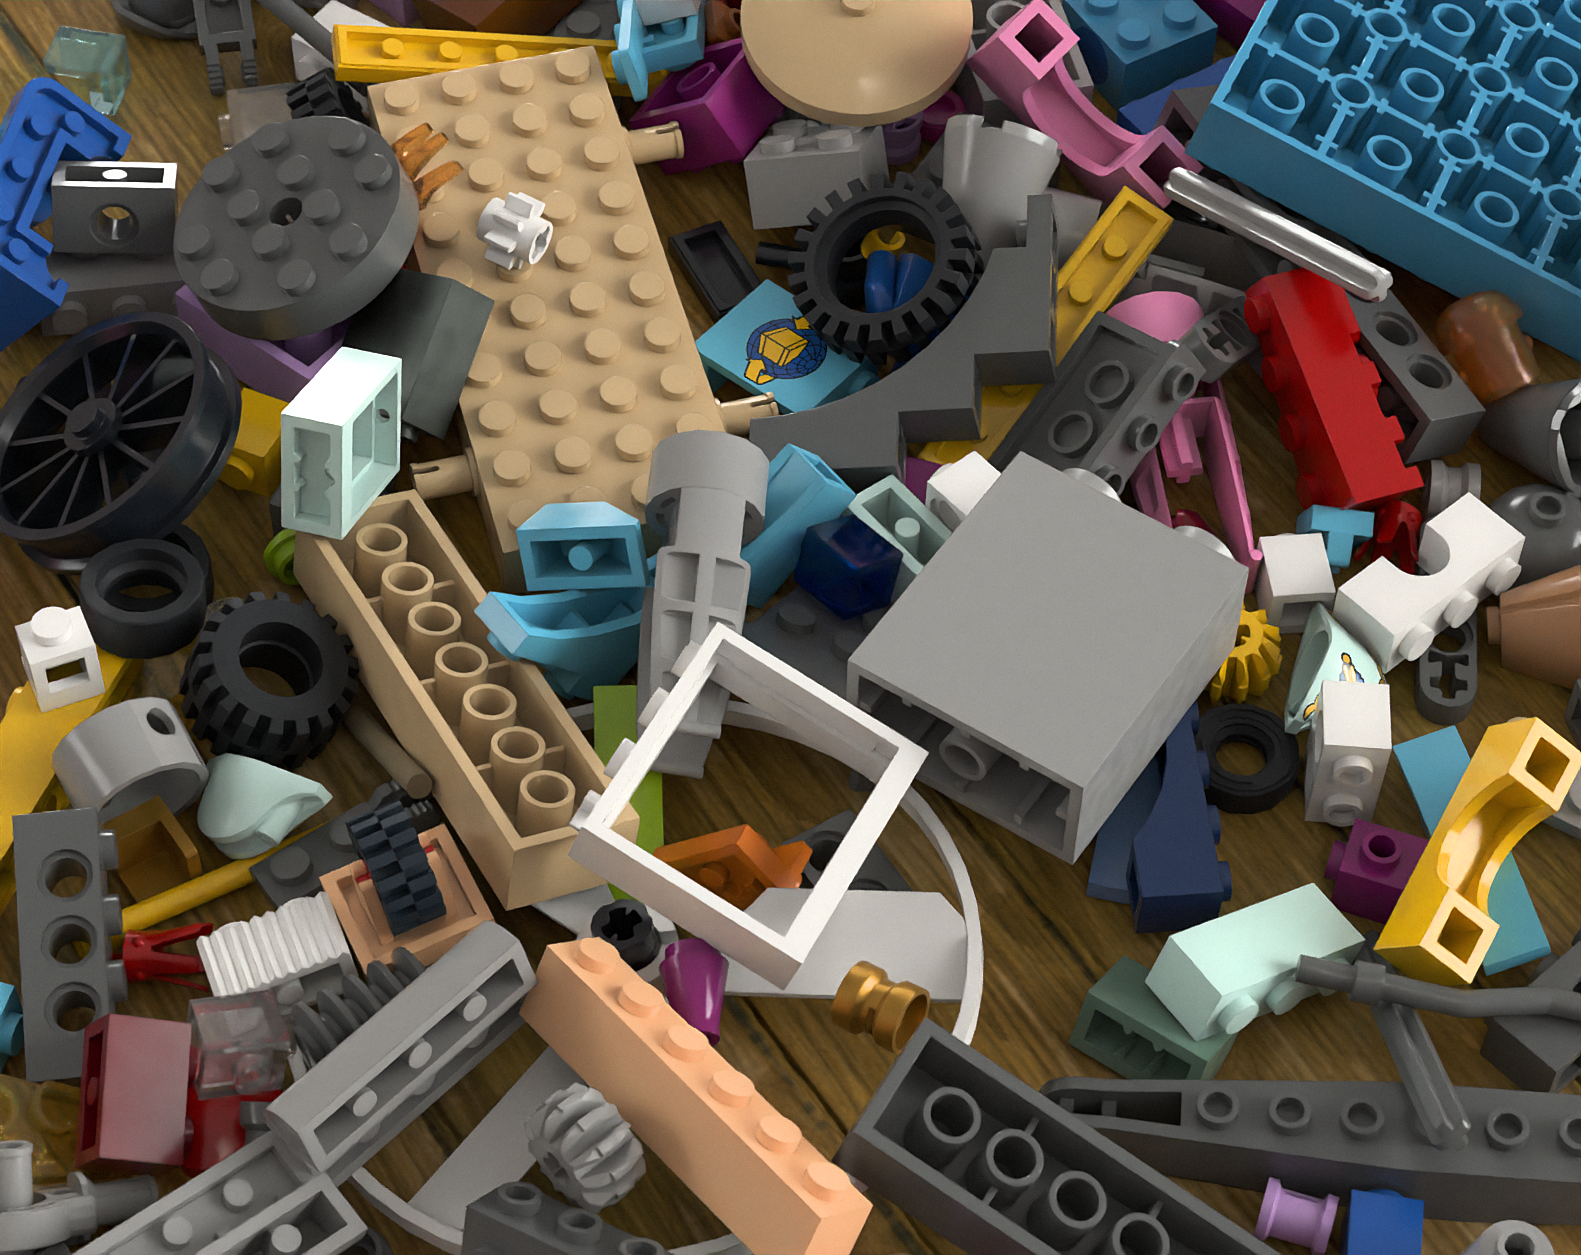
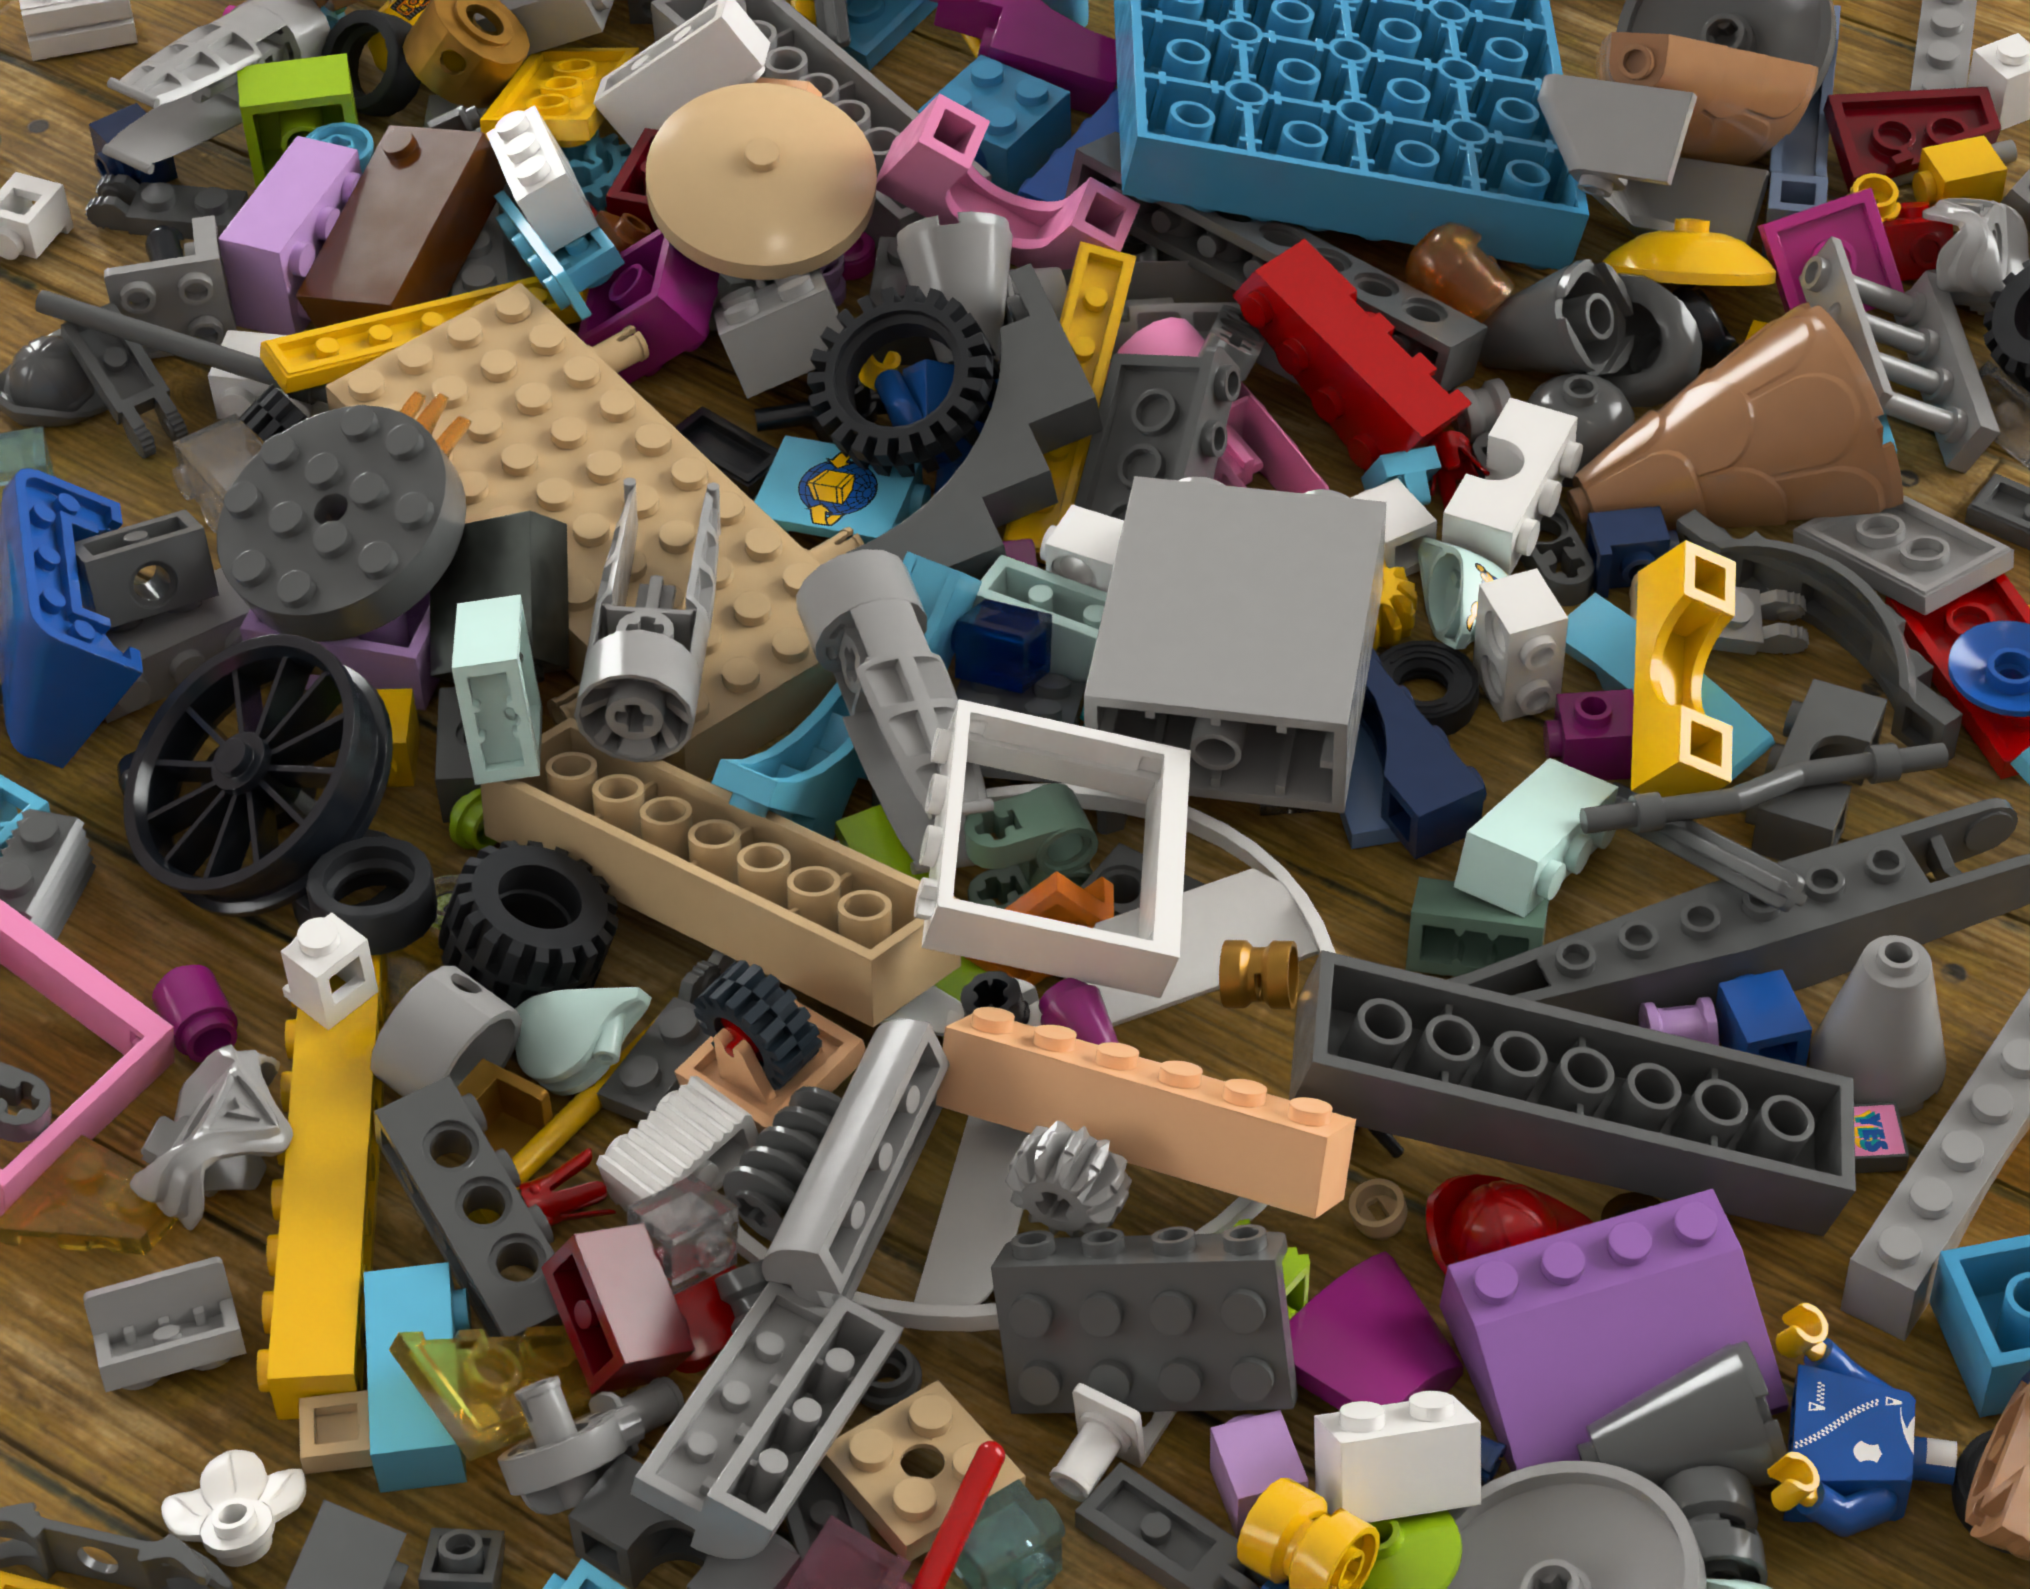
camera: 20 degrees left, 5 degrees down
(387, 752) = (676, 947): dark tan bar -> none
(468, 479) = (648, 658): none -> light grey piece
(514, 230) = (550, 458): white gear -> none
(582, 548) = (772, 702): medium azure slope -> none
(771, 792) = (1035, 836): none -> sand green piece
(1279, 235) = (1246, 231): light grey axle -> none
(1520, 684) = (1625, 543): none -> dark blue brick

